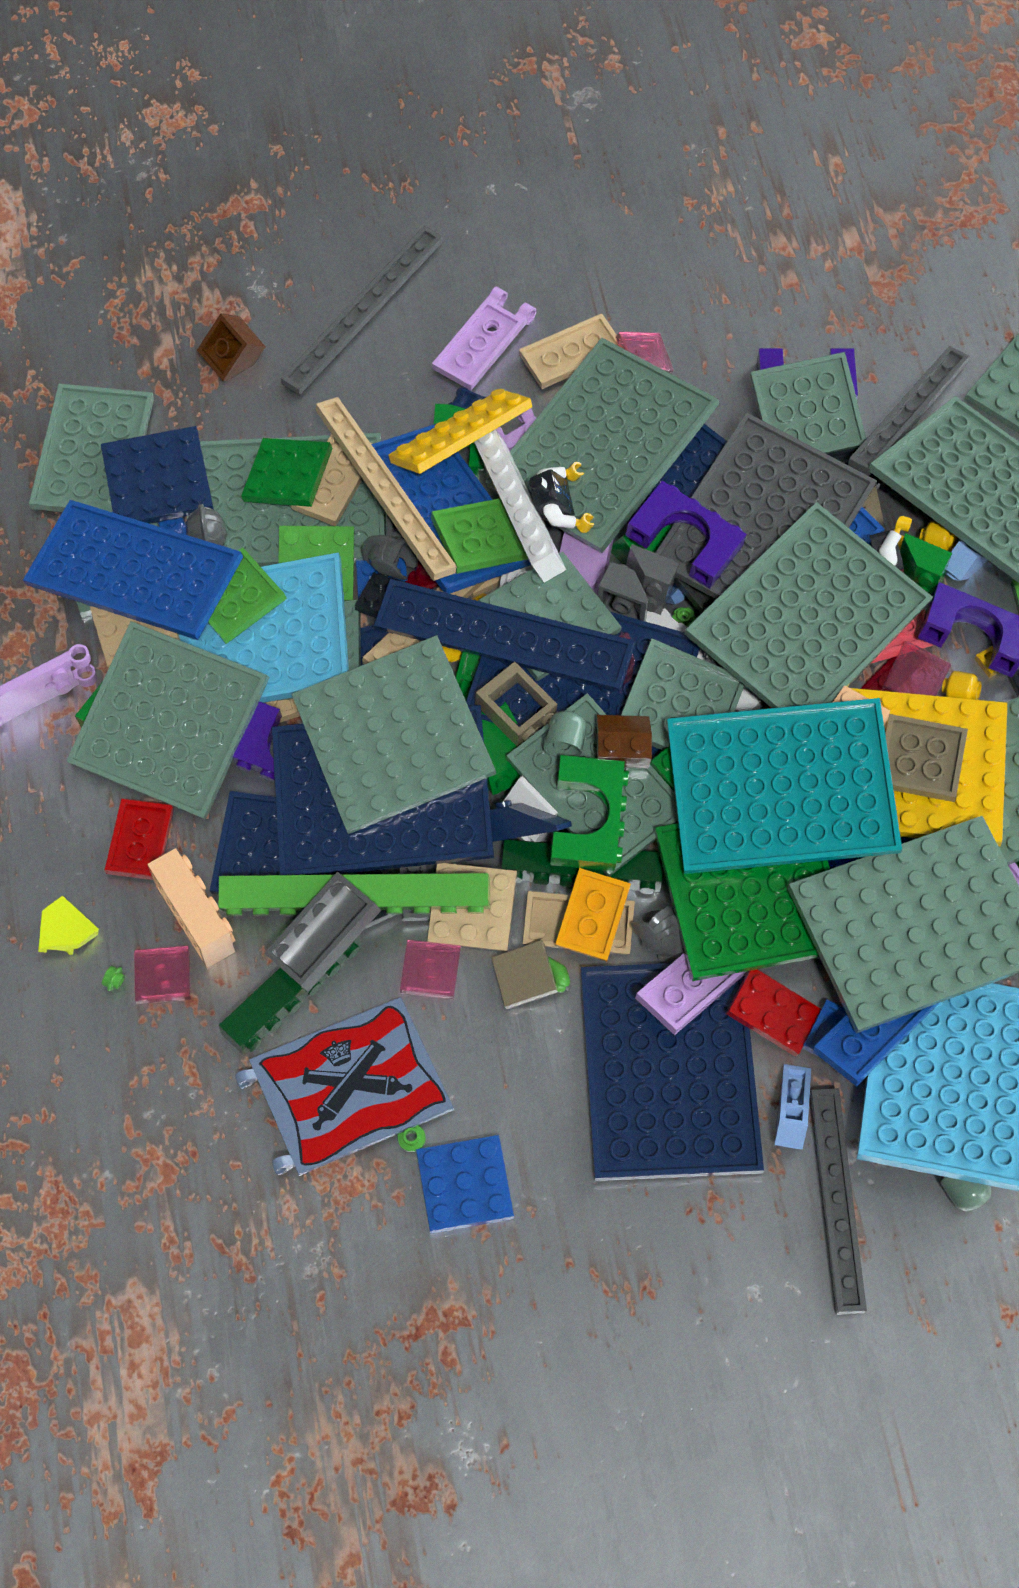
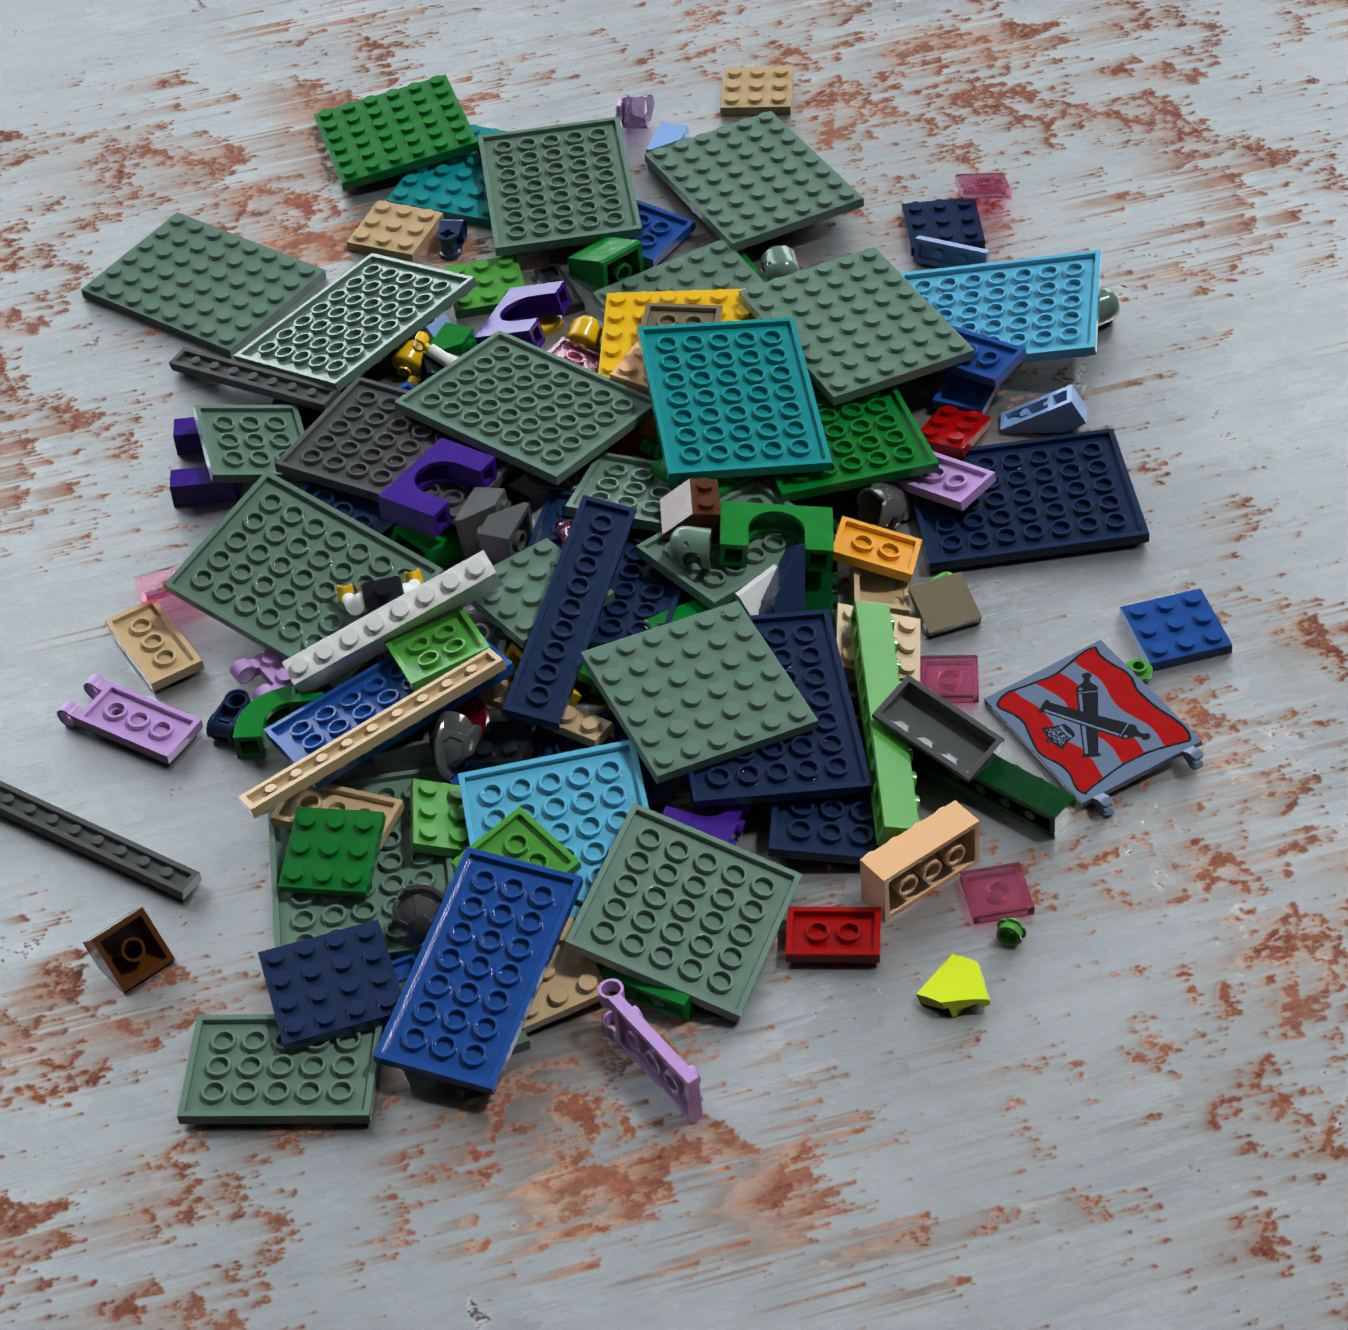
camera: 90 degrees left, 20 degrees down
(459, 430) = (289, 688): yellow plate -> none
(501, 684) = (633, 616): dark tan window -> none
(838, 1202) = (1140, 382): dark grey plate -> none

